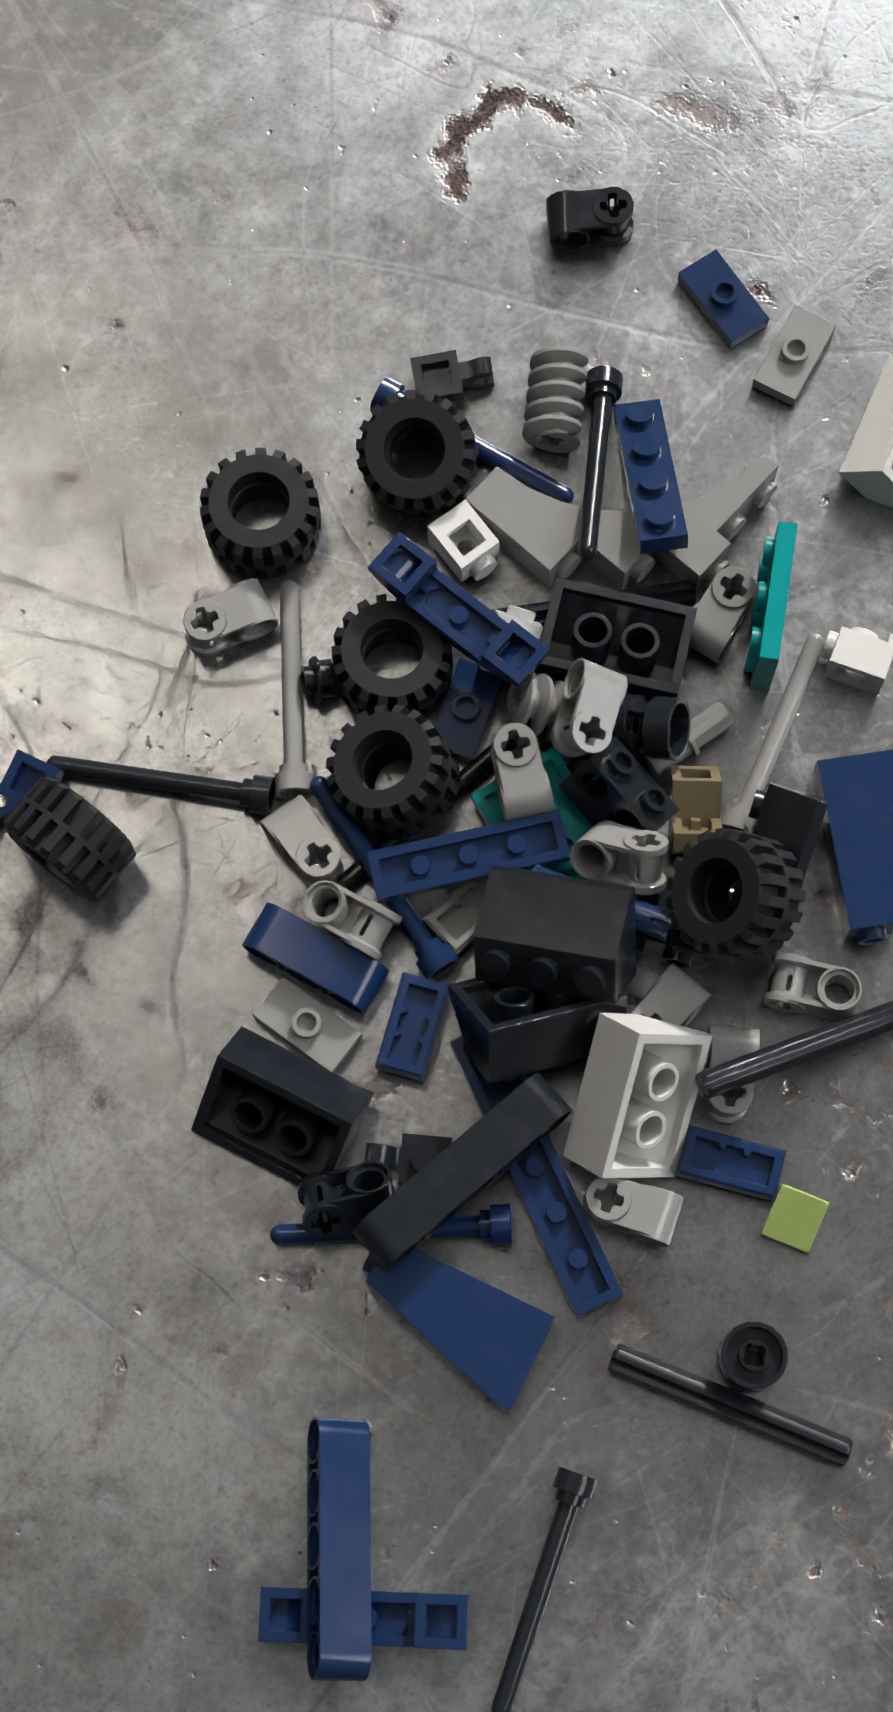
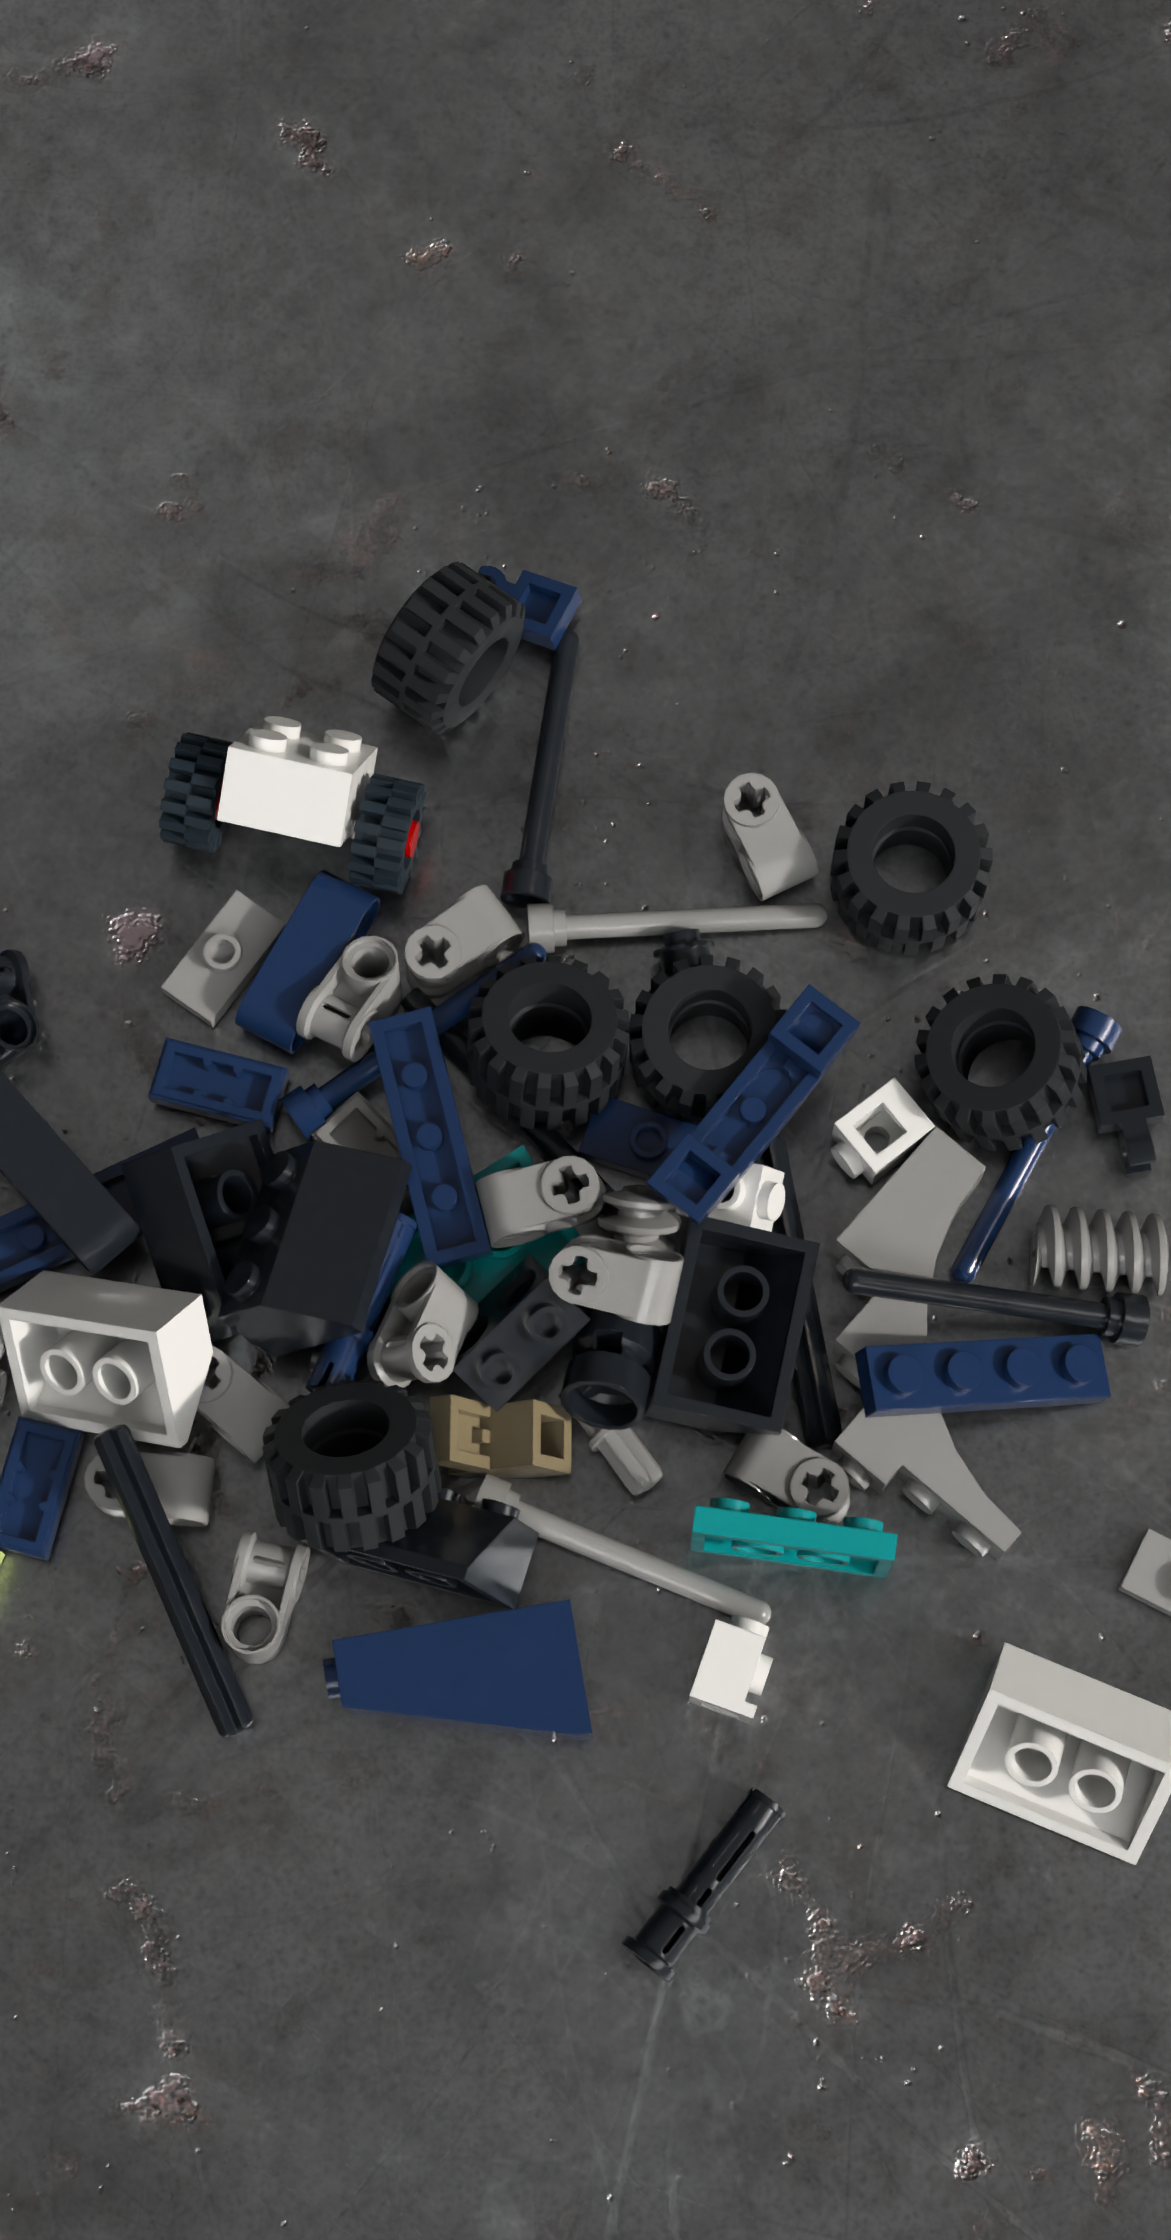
camera: 90 degrees right, 0 degrees up
(180, 958) = (296, 788): none -> brick
(280, 1108) = (115, 926): black slope -> none
(413, 1155) = (52, 1090): black plate -> none

